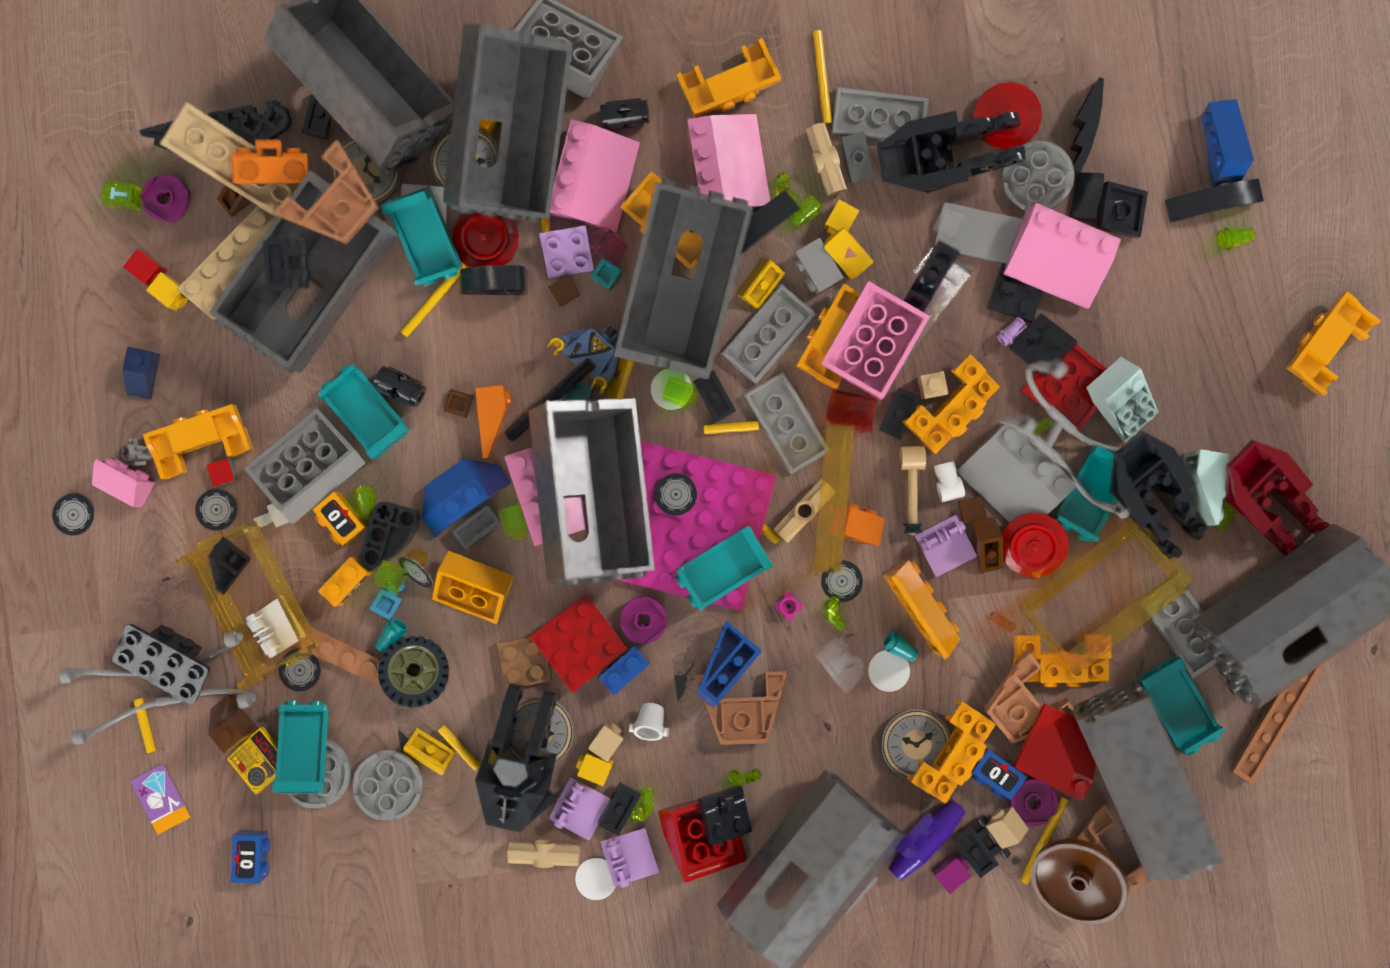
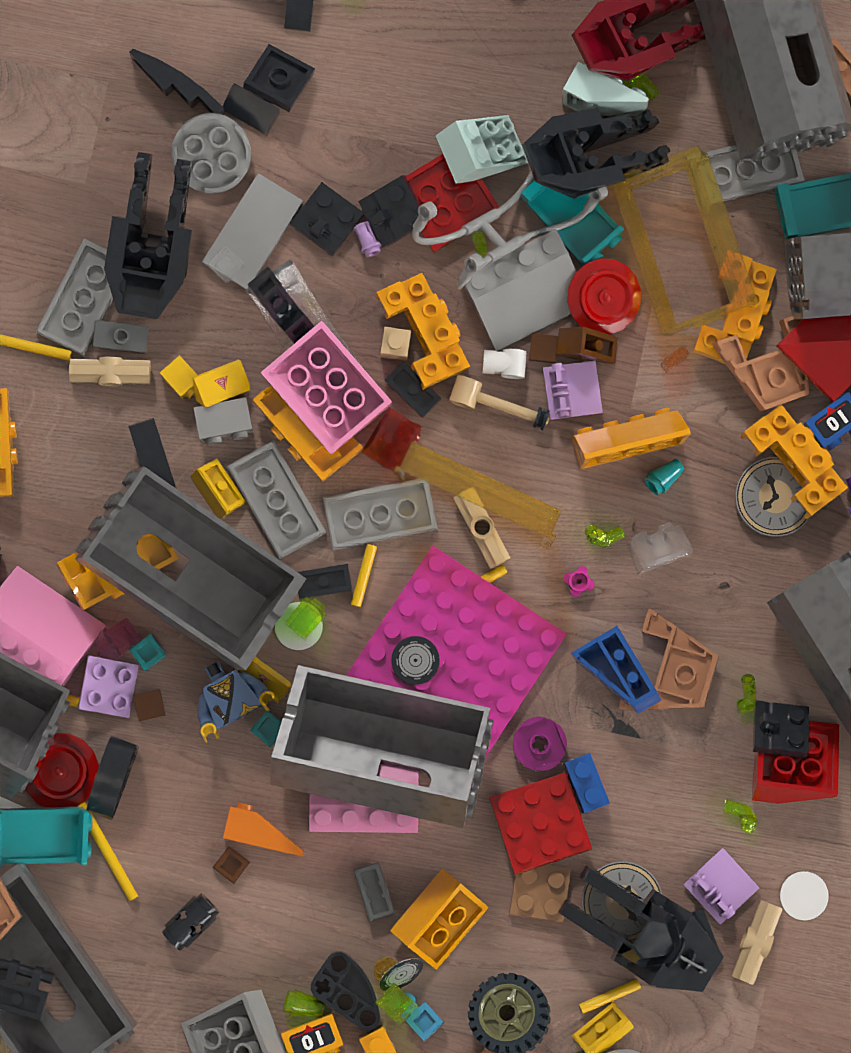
camera: 80 degrees left, 5 degrees down
(364, 411) = (203, 971): teal panel -> none
(391, 632) = (457, 1024): teal cone -> none
(460, 493) = (330, 897): blue wedge -> none
(513, 522) = (383, 847): clear neon green brick -> none
(553, 395) = (263, 759): black axle -> none
(593, 768) = (681, 853): yellow brick -> none
(607, 741) = (657, 829): tan brick -> none
(619, 808) = (735, 842): black plate -> none
(629, 857) = (792, 850): lavender hinge -> none
(650, 723) = (654, 775): white piece -> none
(723, 568) = (513, 636): teal panel -> none
(729, 157) = (71, 474): bright pink slope -> none
(782, 183) = (120, 427): clear neon green arm -> none
(808, 210) = (157, 408): clear neon green cone -> none
(844, 584) = (576, 514): sticker -> none
(863, 525) = (520, 469): orange brick -> none
(888, 671) = (686, 499): white sticker -> none
(1011, 98) = (119, 153): red piece -> none
(1061, 255) = (305, 159): bright pink slope -> none

